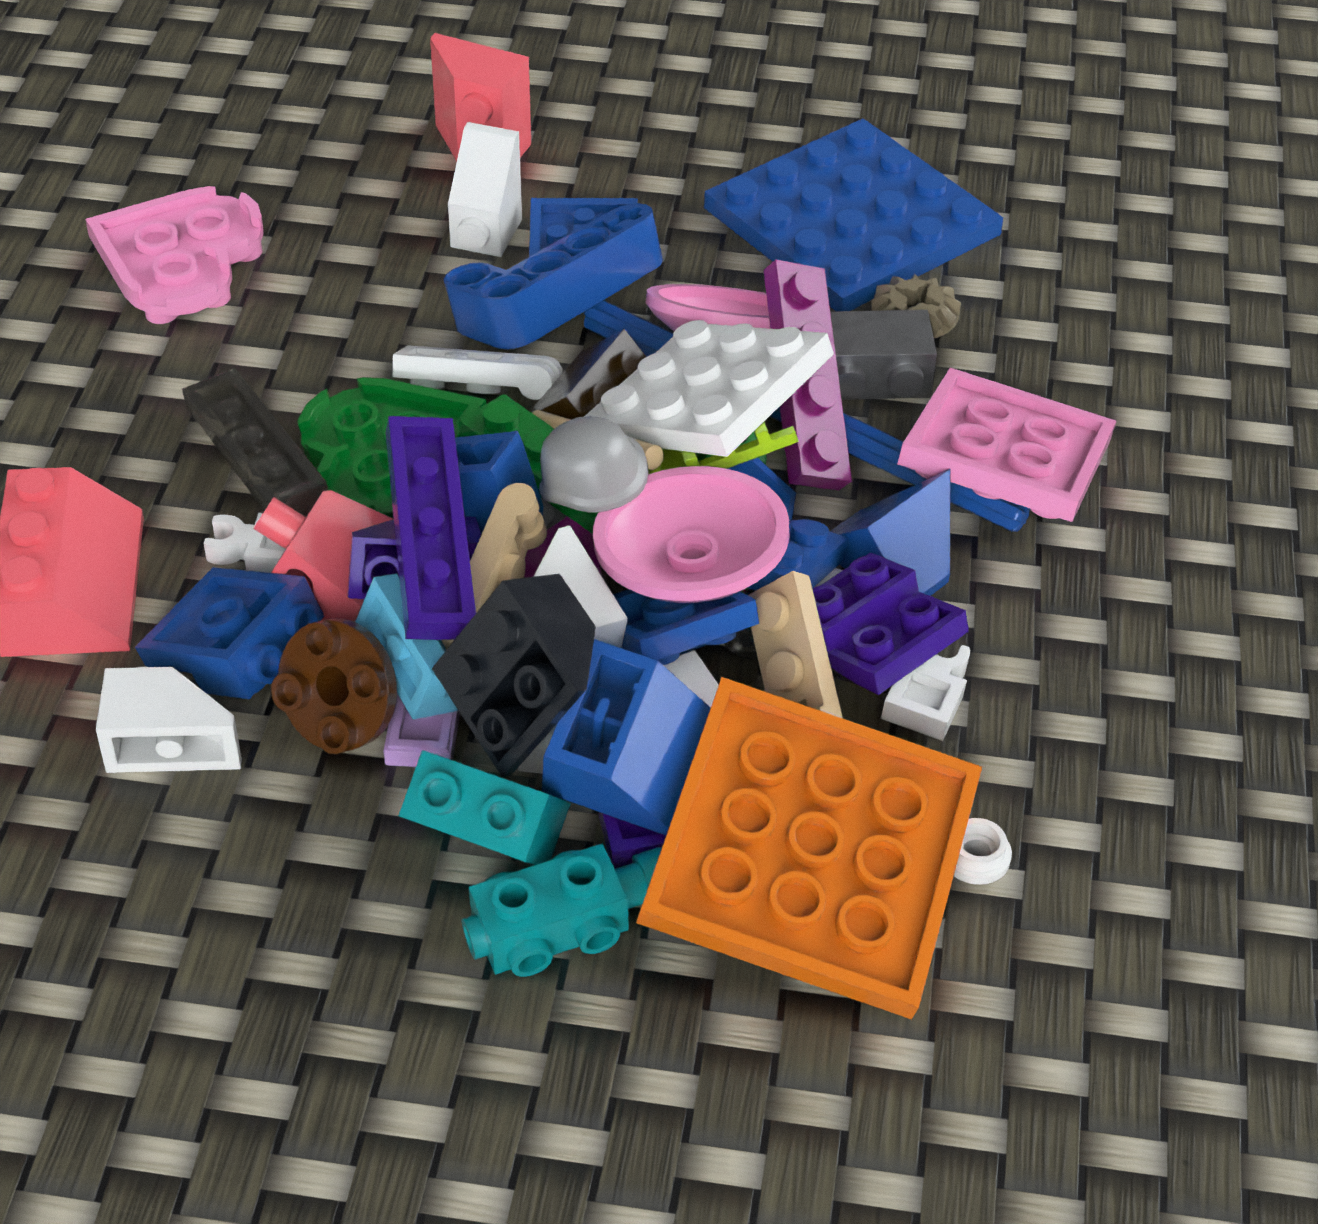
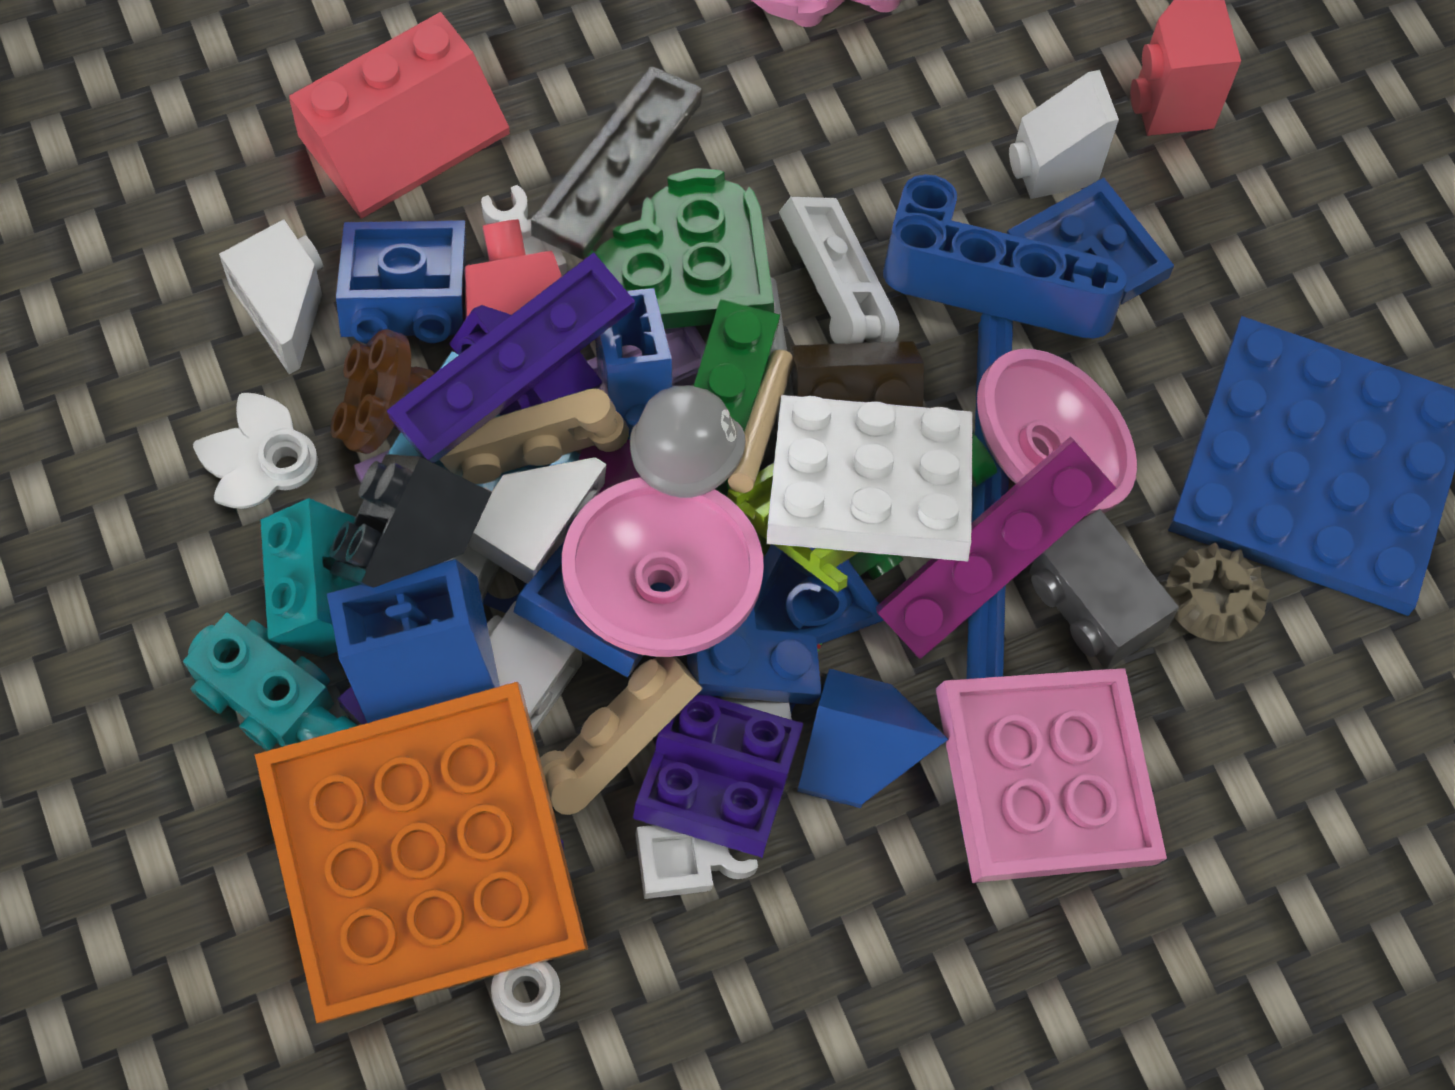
camera: 55 degrees right, 20 degrees up
(306, 819) = (249, 454): none -> white plate

